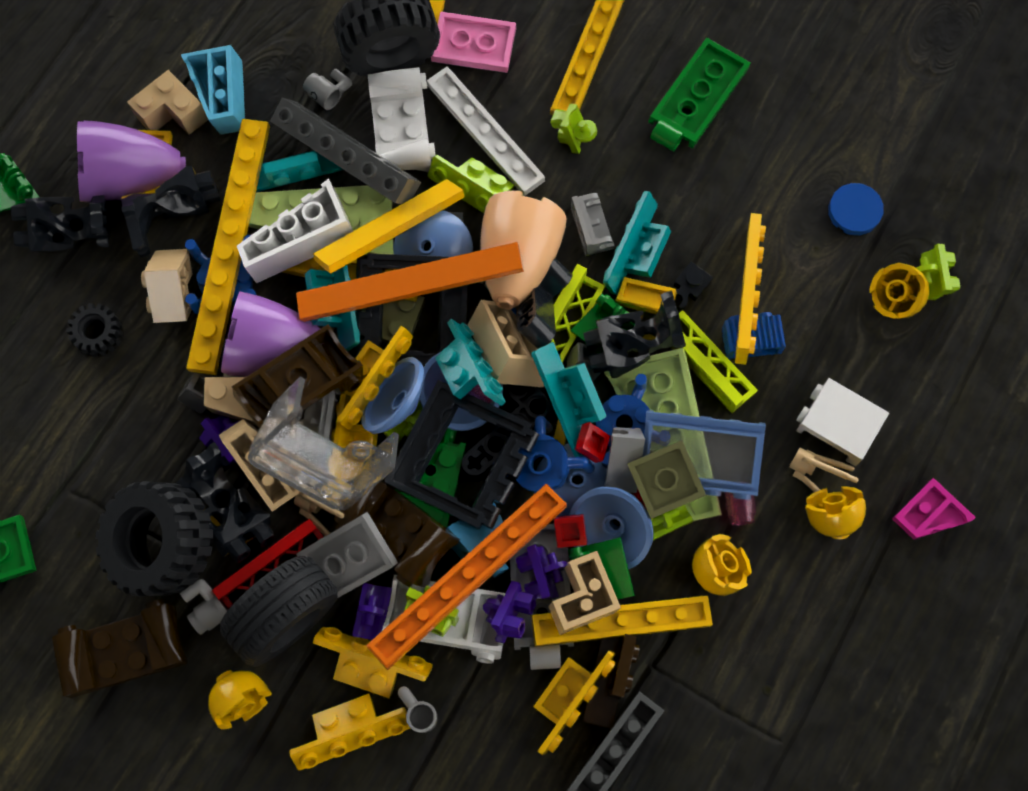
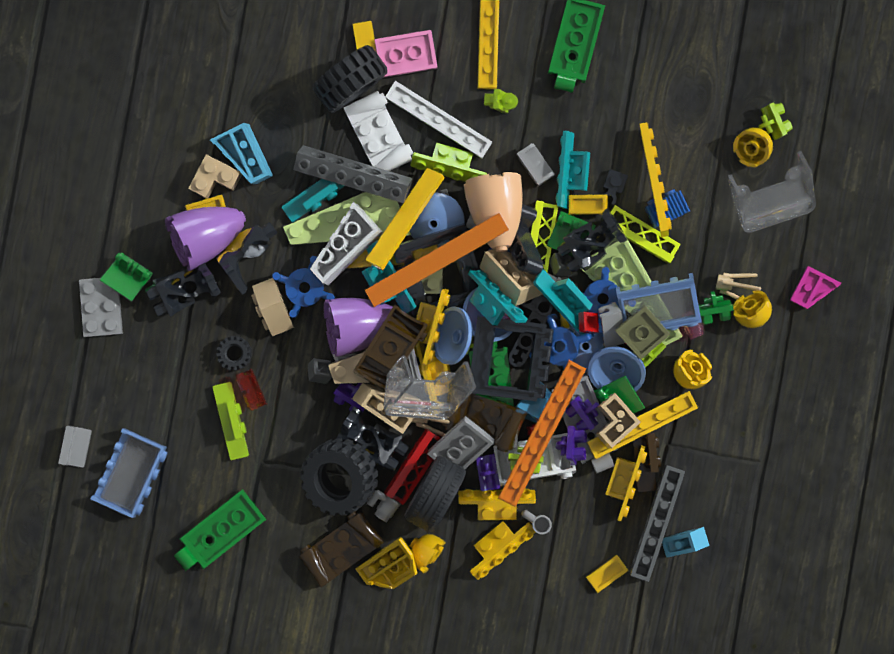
camera: 20 degrees left, 15 degrees up
(49, 418) = (230, 419): none -> lime bracket
(92, 397) = (254, 396): none -> clear red hinge
(175, 697) = (389, 566): none -> yellow wedge
(225, 257) = (299, 264): yellow plate -> none
(324, 91) = (316, 128): light grey piece -> none
(570, 531) = (593, 381): red plate -> none
(792, 496) = (714, 305): none -> green hips
(842, 420) = (740, 247): white panel -> none
(855, 209) = (708, 91): blue tile -> none
(914, 380) = (776, 202): none -> clear windscreen

